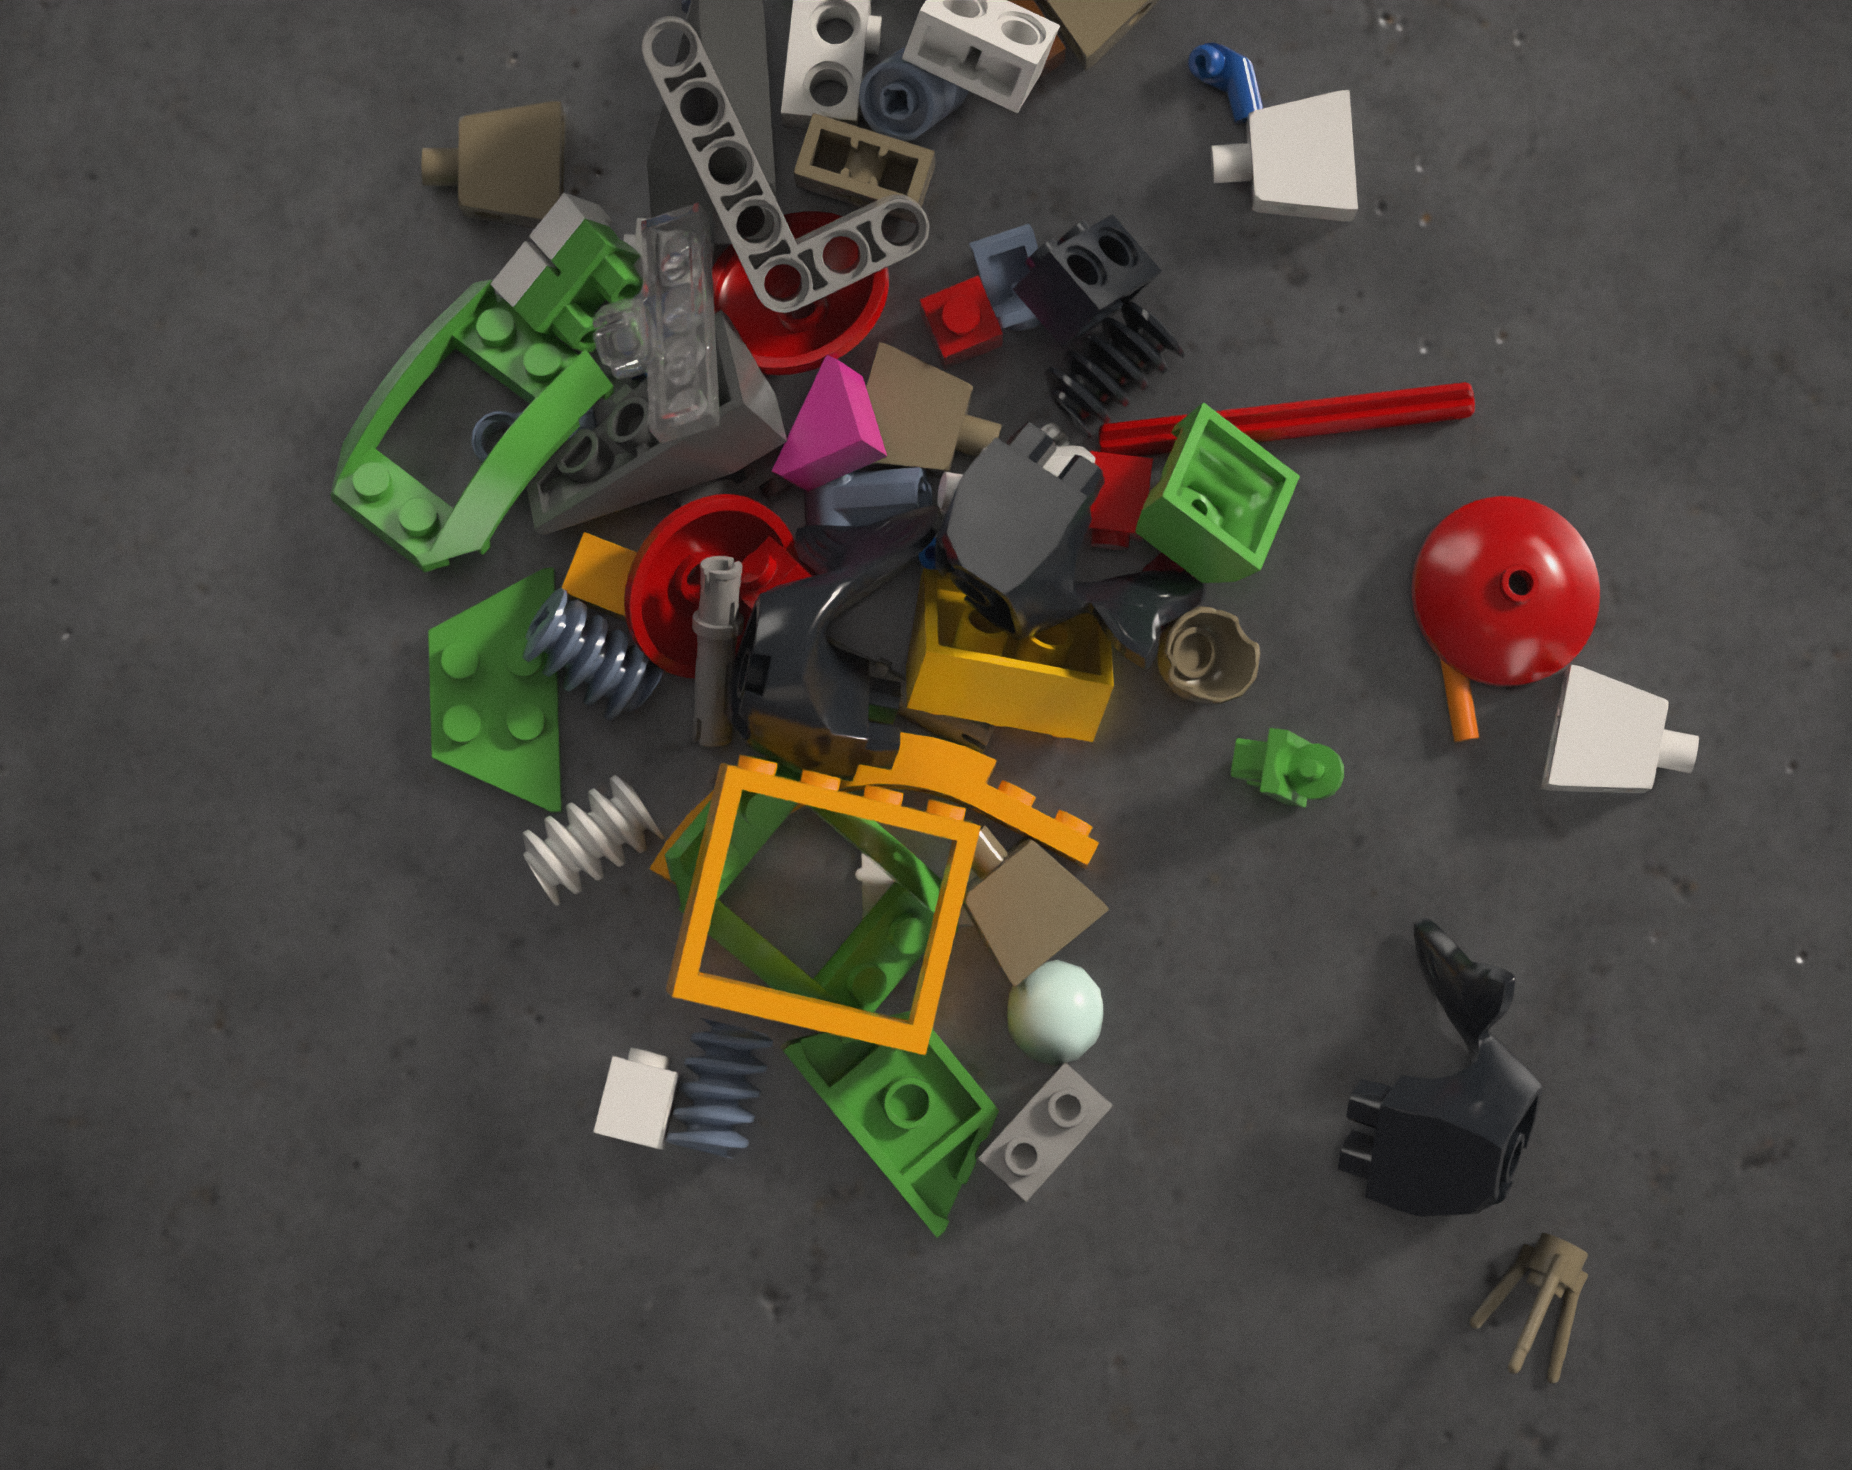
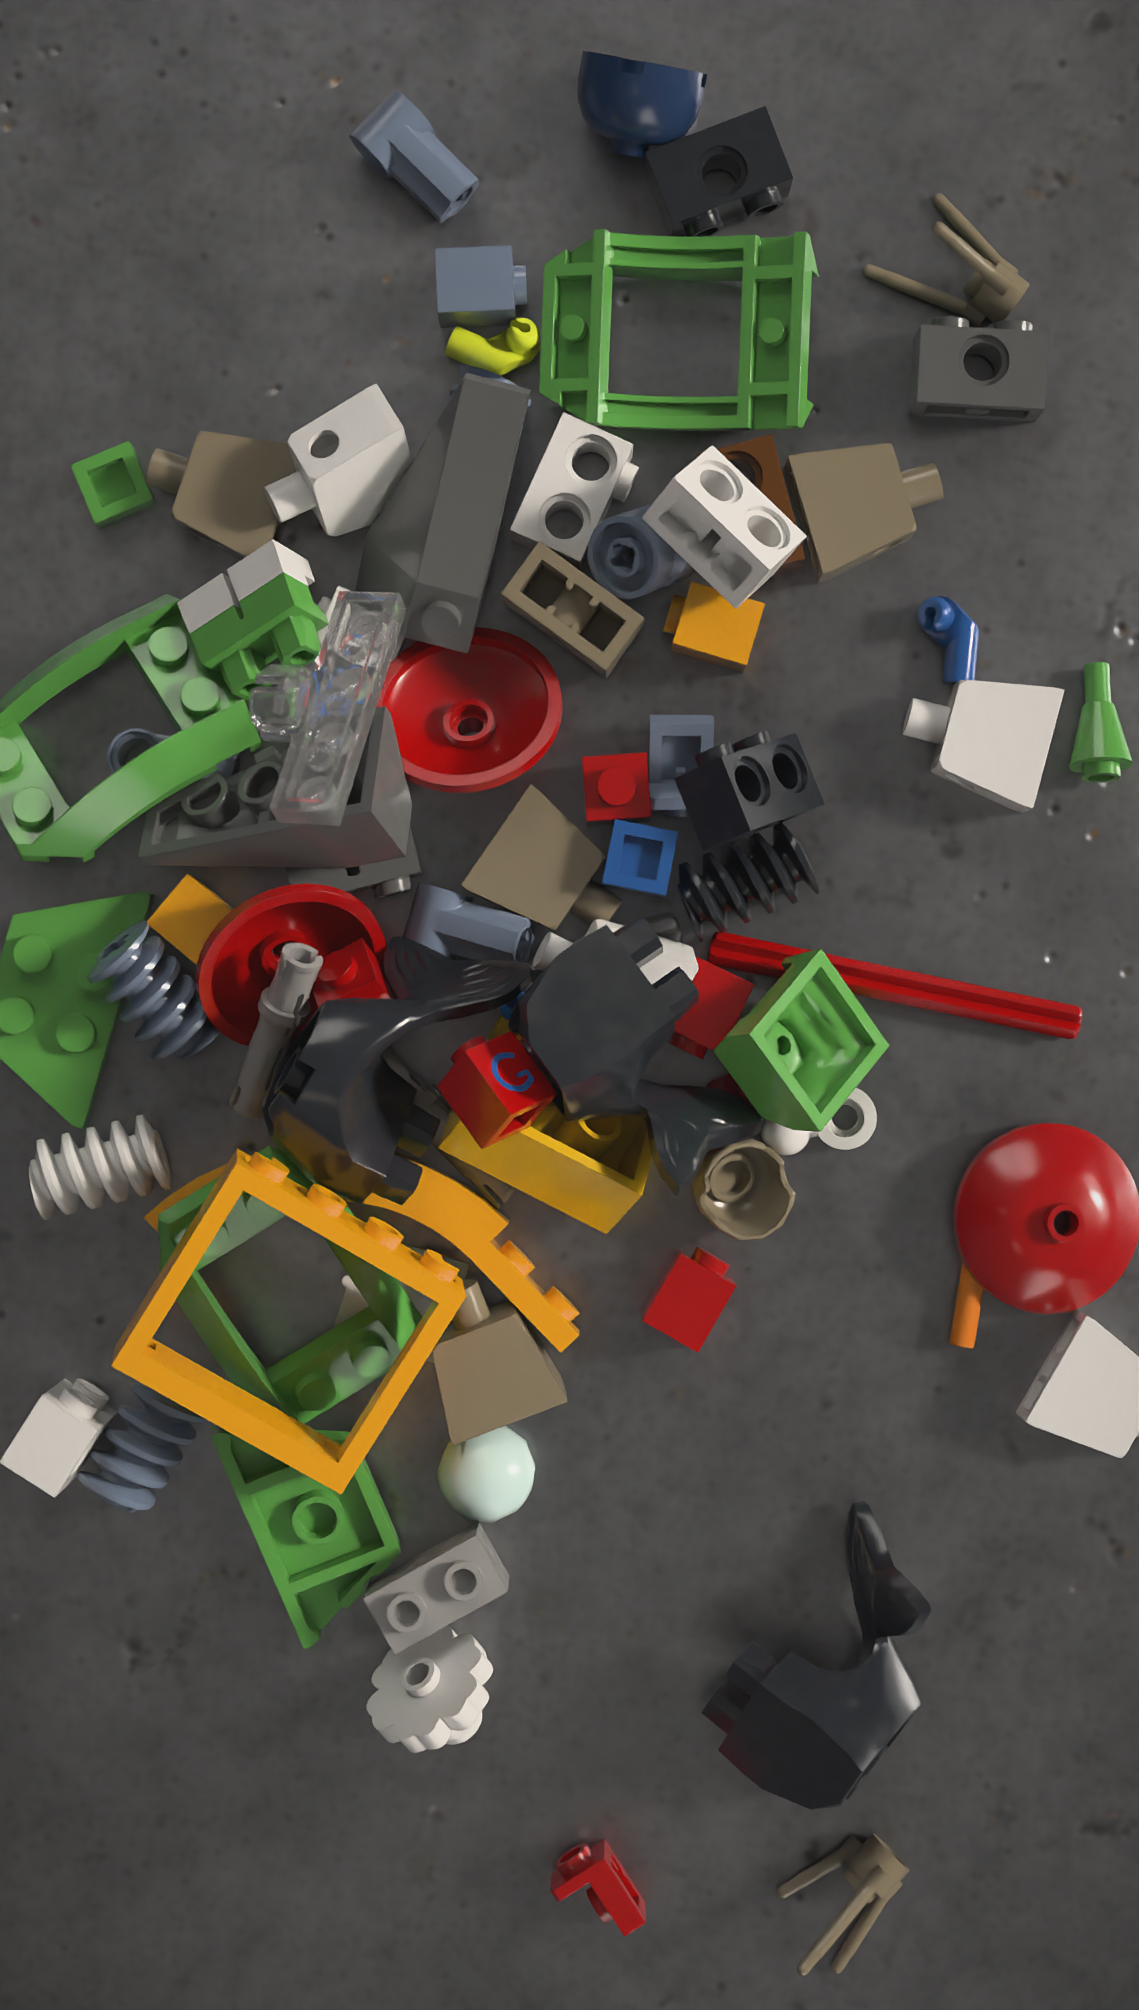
camera: 20 degrees right, 5 degrees up
(390, 196) = (113, 484): none -> bright green tile
(605, 105) = (344, 464): none -> white torso
(753, 189) = (454, 600): light grey beam -> none
(832, 431) = (456, 856): dark pink slope -> none
(943, 624) = (495, 1088): none -> red brick
(1001, 141) = (712, 628): none -> light orange brick
(1005, 378) = (639, 859): none -> blue brick
(1073, 1229) = (431, 1691): none -> white plant
(1192, 777) = (689, 1297): none -> red brick
(1238, 596) = (789, 1141): none -> white plate
(1288, 767) = (784, 1324): bright green hips -> none
(1309, 1372) = (611, 1888): none -> red bracket
(1401, 130) = (1099, 743): none -> bright green cone

